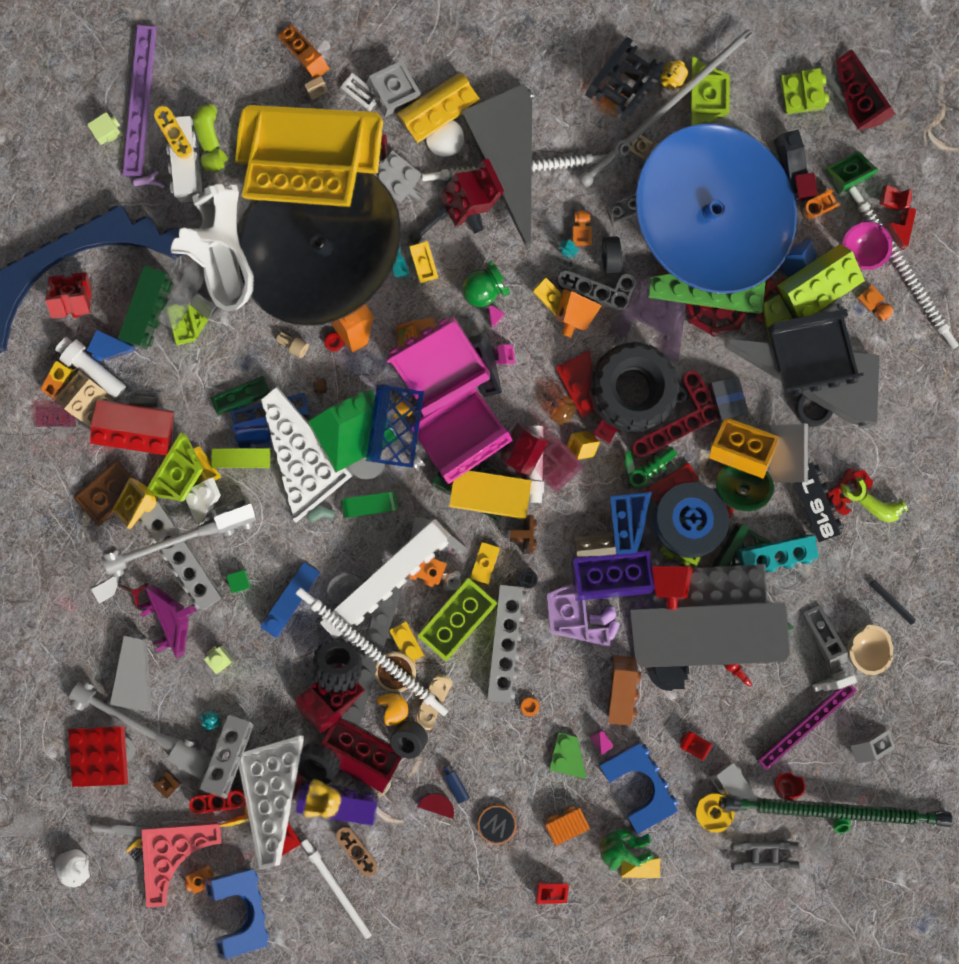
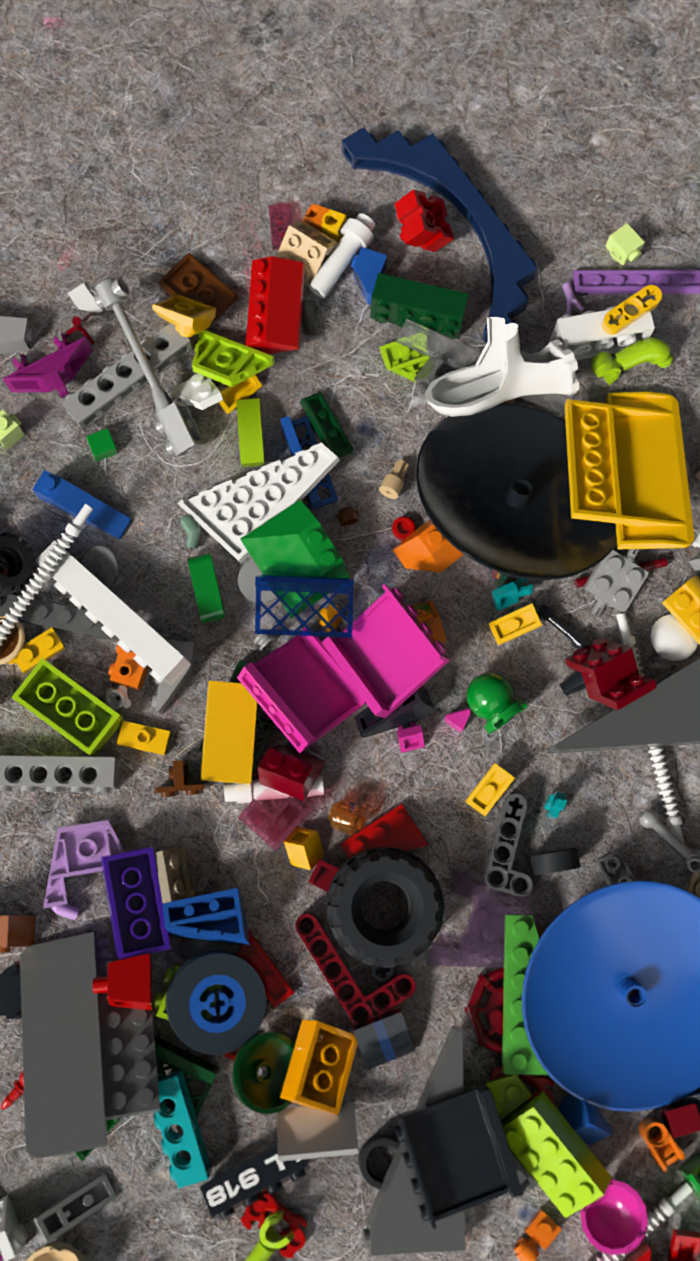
camera: 90 degrees right, 10 degrees down
(253, 436) = (277, 441): clear blue piece -> none
(527, 579) = (130, 793): black wheel -> none
(575, 312) = (474, 821): orange torso -> none
(582, 234) = (576, 821): orange plate -> none
(605, 618) = (80, 898): lavender arm -> none
(648, 470) = (281, 941): green piece -> none

